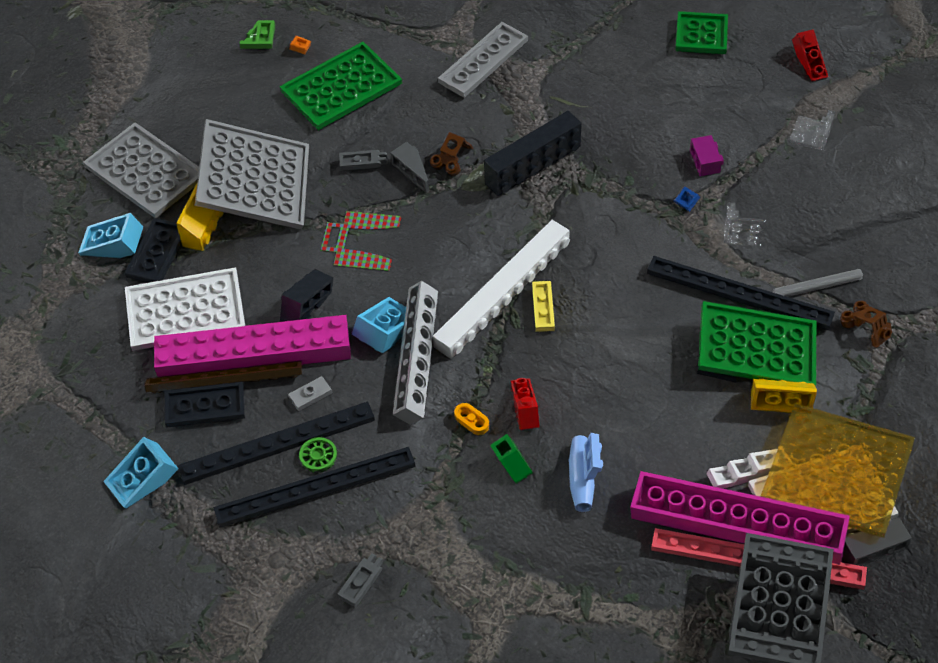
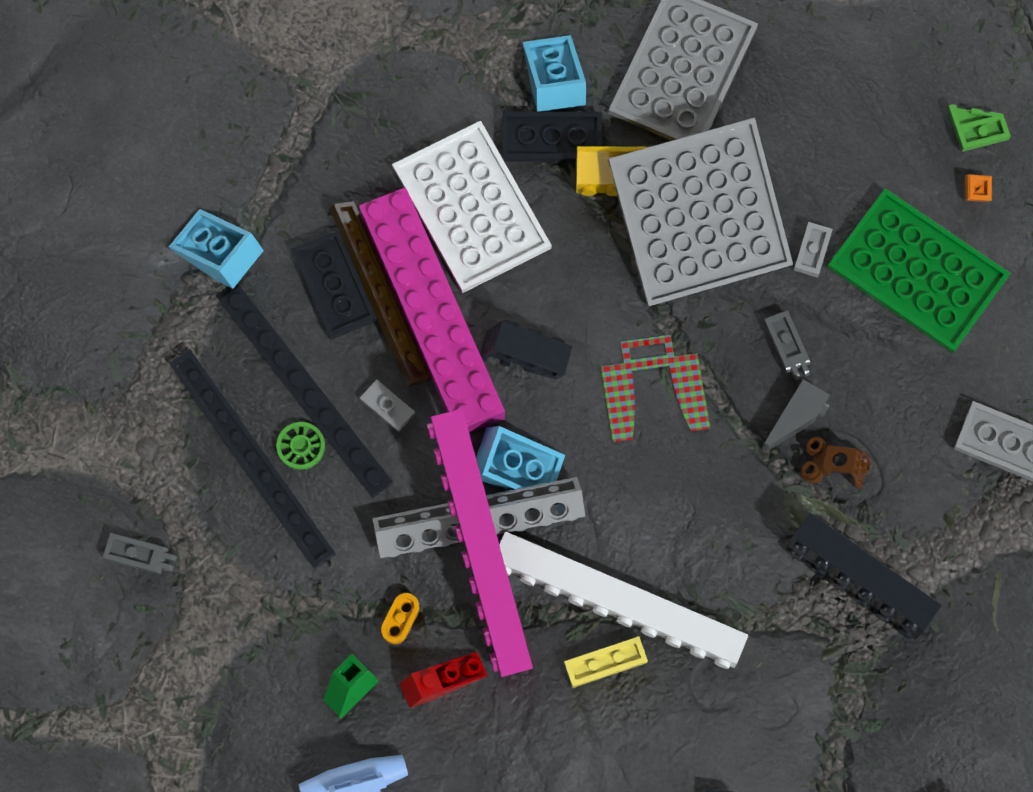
camera: 70 degrees right, 20 degrees up
(303, 132) = (813, 249): none -> light grey plate
(437, 338) = (481, 543): none -> dark pink brick

